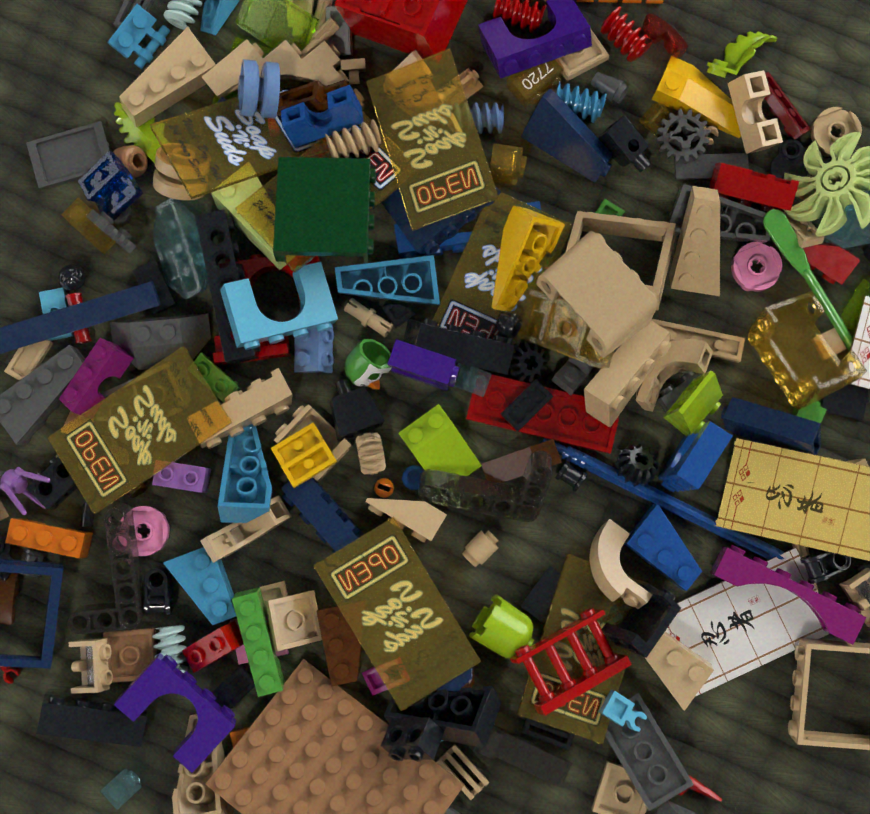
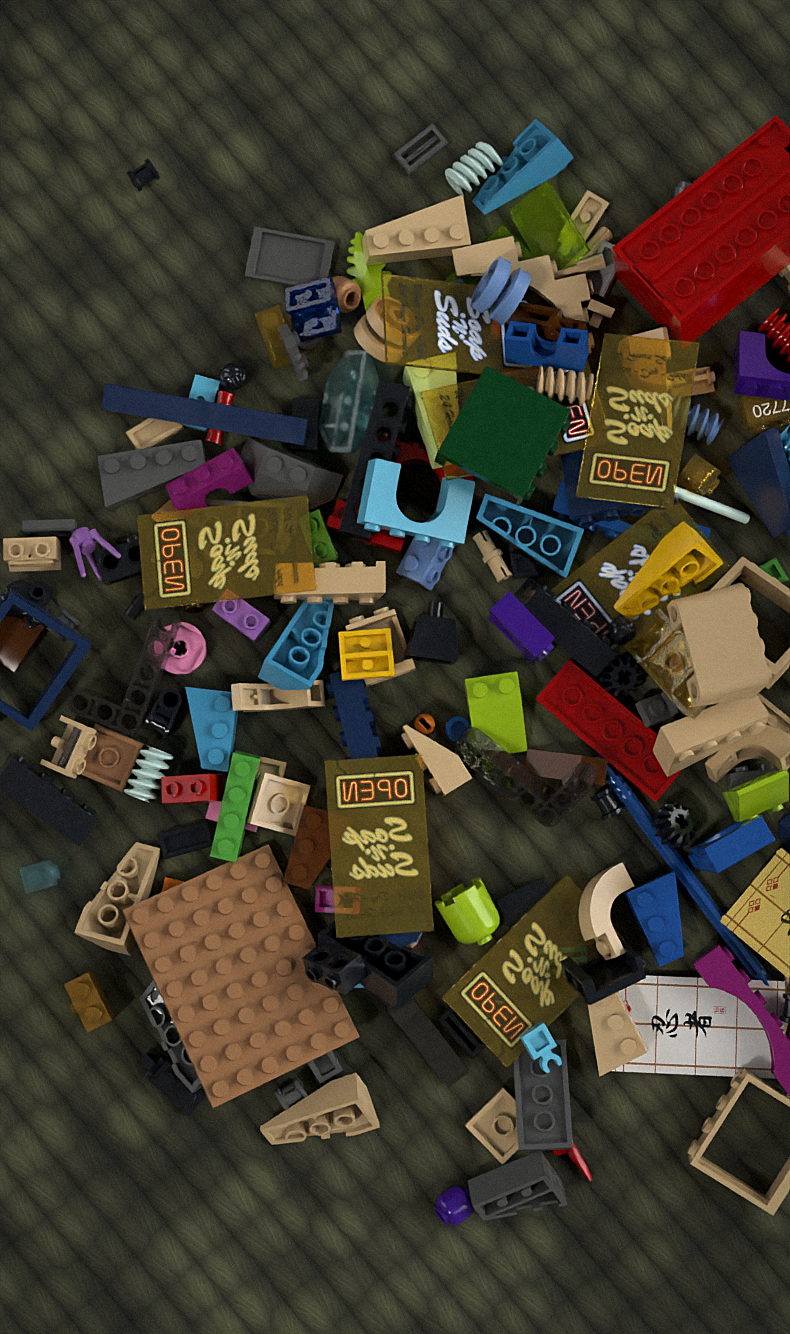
camera: 30 degrees right, 0 degrees up
(49, 538) = (90, 609): orange arch -> none
(132, 31) = (408, 171): dark azure plate -> none
(164, 678) = (133, 792): dark purple arch -> none
(367, 363) = (469, 598): bright green piece -> none
(370, 453) = (429, 685): tan gear -> none
(472, 379) = (560, 665): clear light blue bracket -> none
(476, 787) = (368, 1049): tan tile -> none
(480, 548) = (486, 827): tan brick -> none
(526, 405) = (599, 715): black plate -> none
(530, 181) = (712, 505): none -> light aqua bar
(591, 675) = (529, 998): red fence -> none

